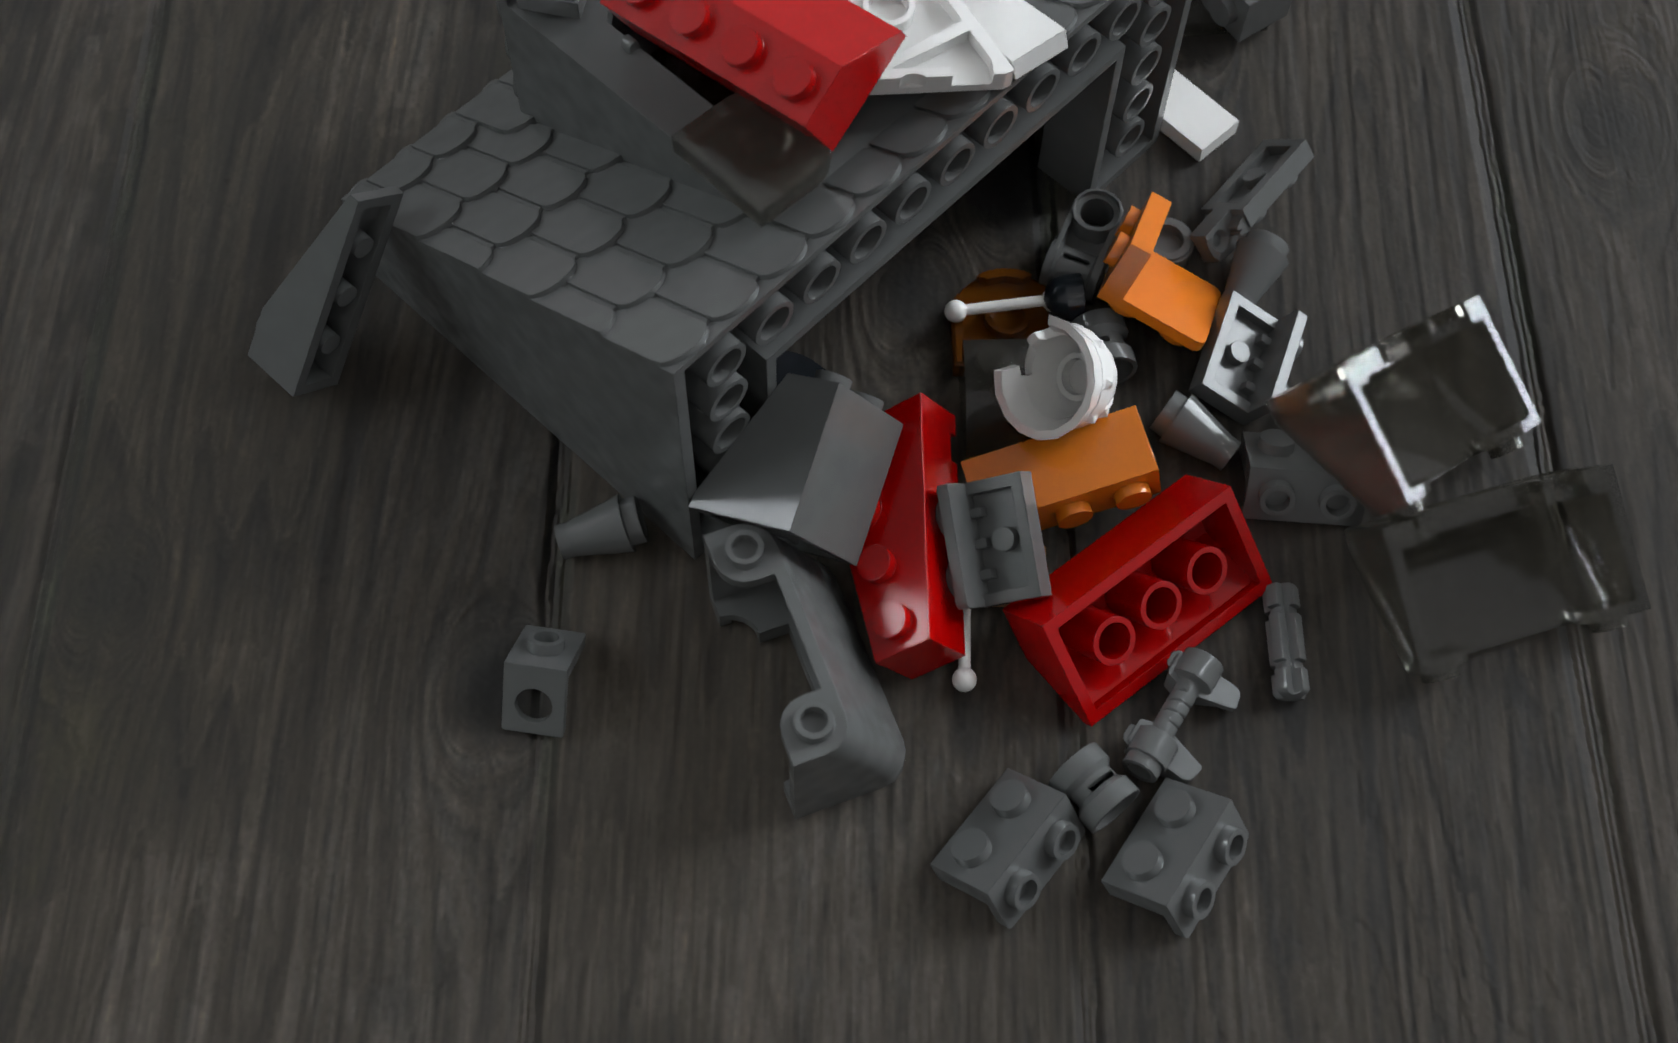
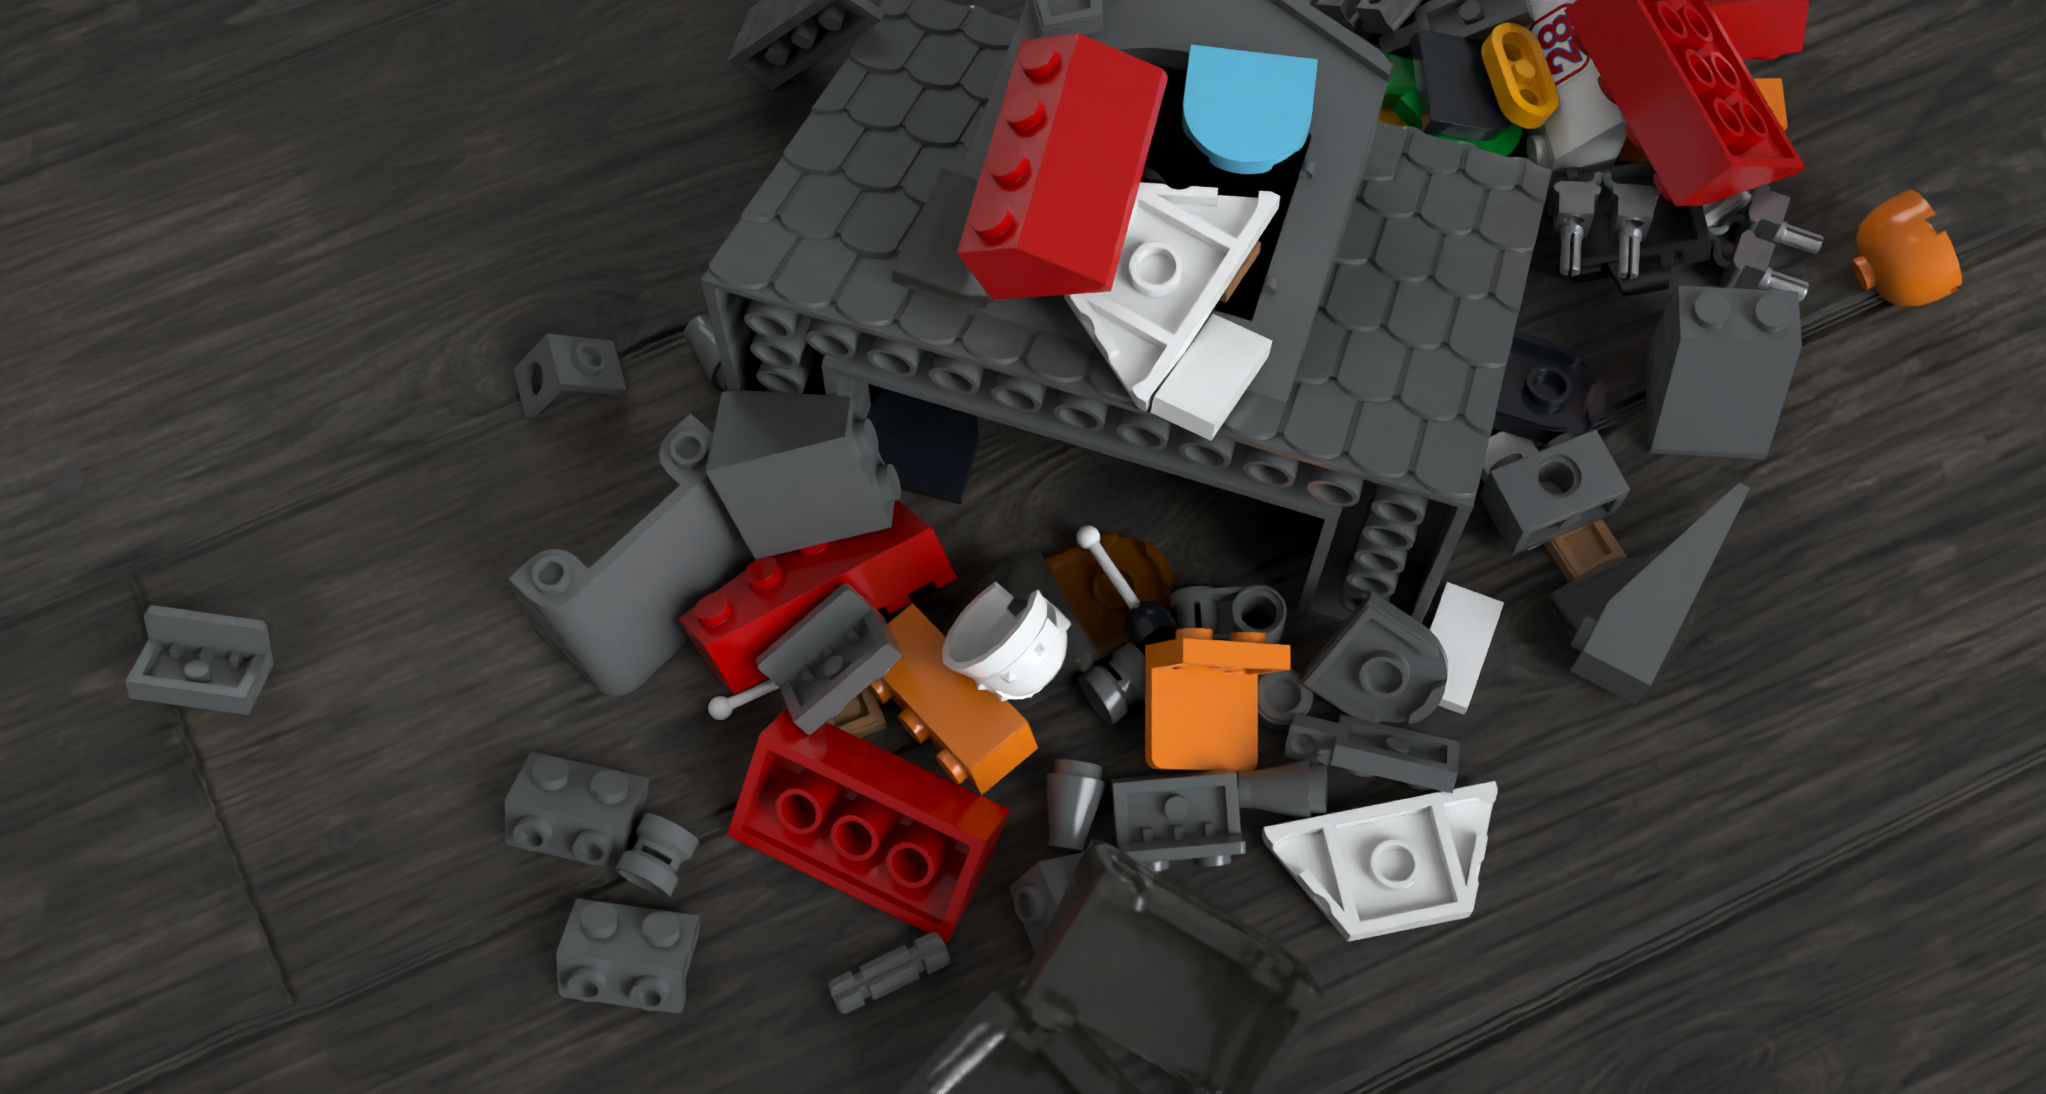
camera: 65 degrees right, 5 degrees up
(1152, 746) = (725, 893): dark grey piece -> none
(1187, 148) = (1380, 666): none -> dark grey tile
(1346, 230) = (1390, 861): none -> white wing

